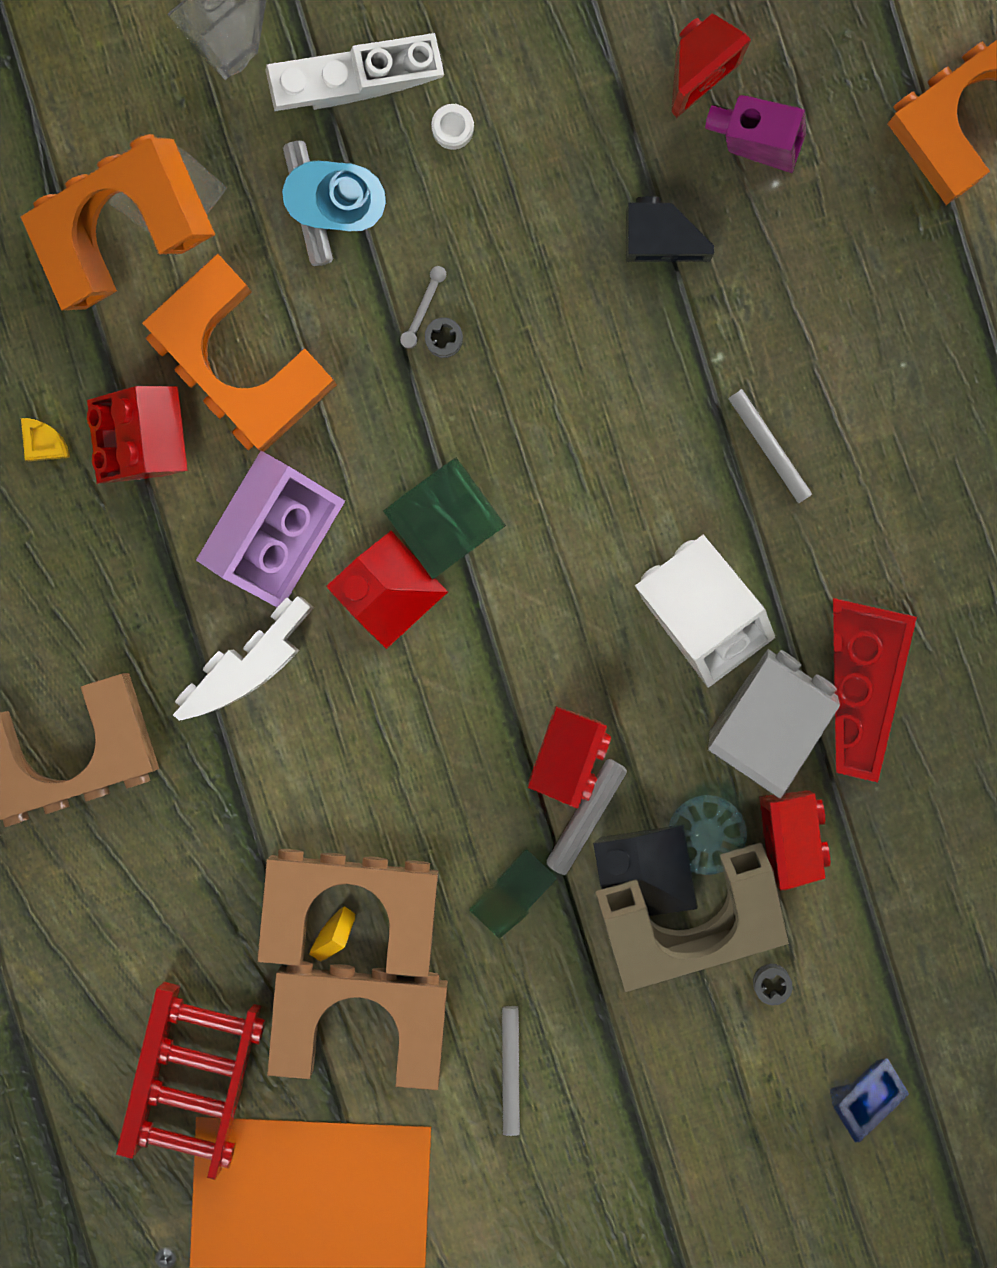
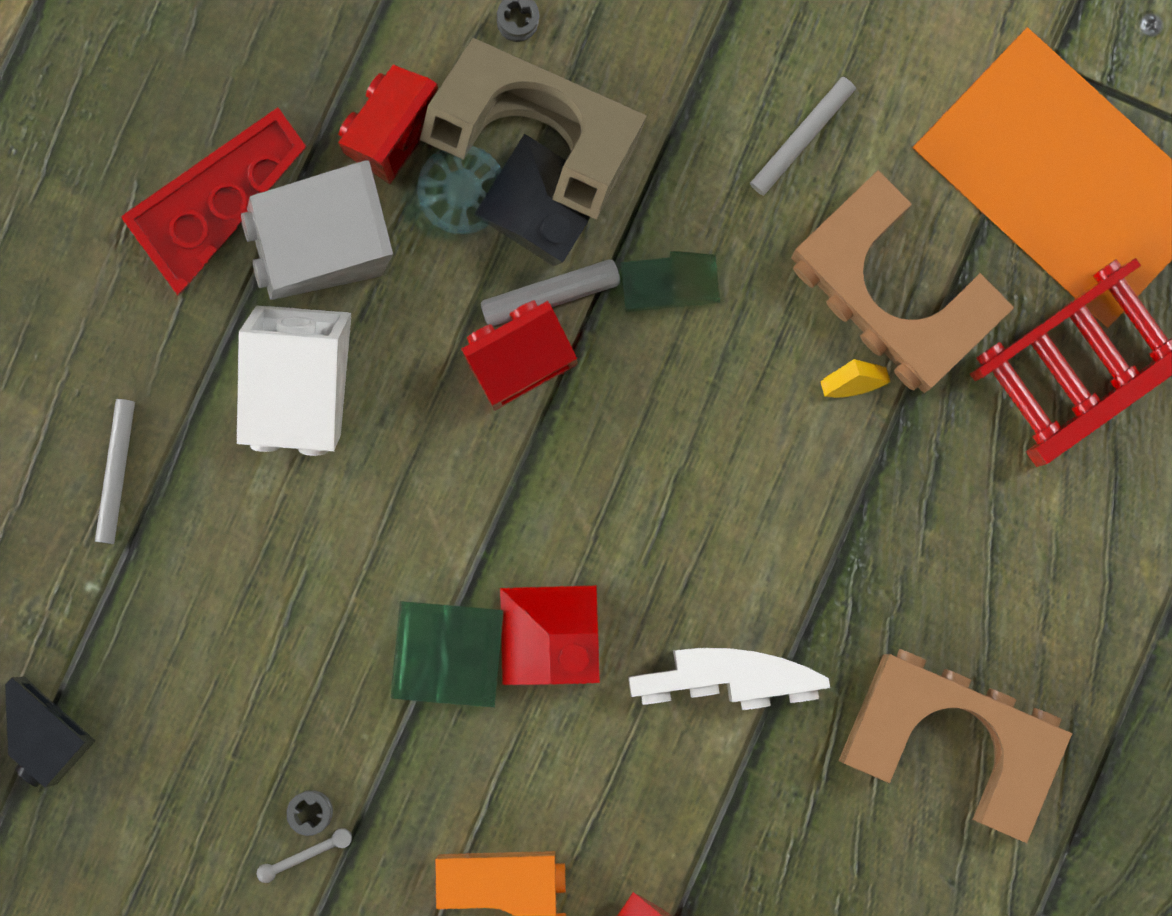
camera: 140 degrees left, 5 degrees down
(270, 530) = (606, 776): lavender slope -> none
(404, 891) = (846, 450): medium nougat arch -> none

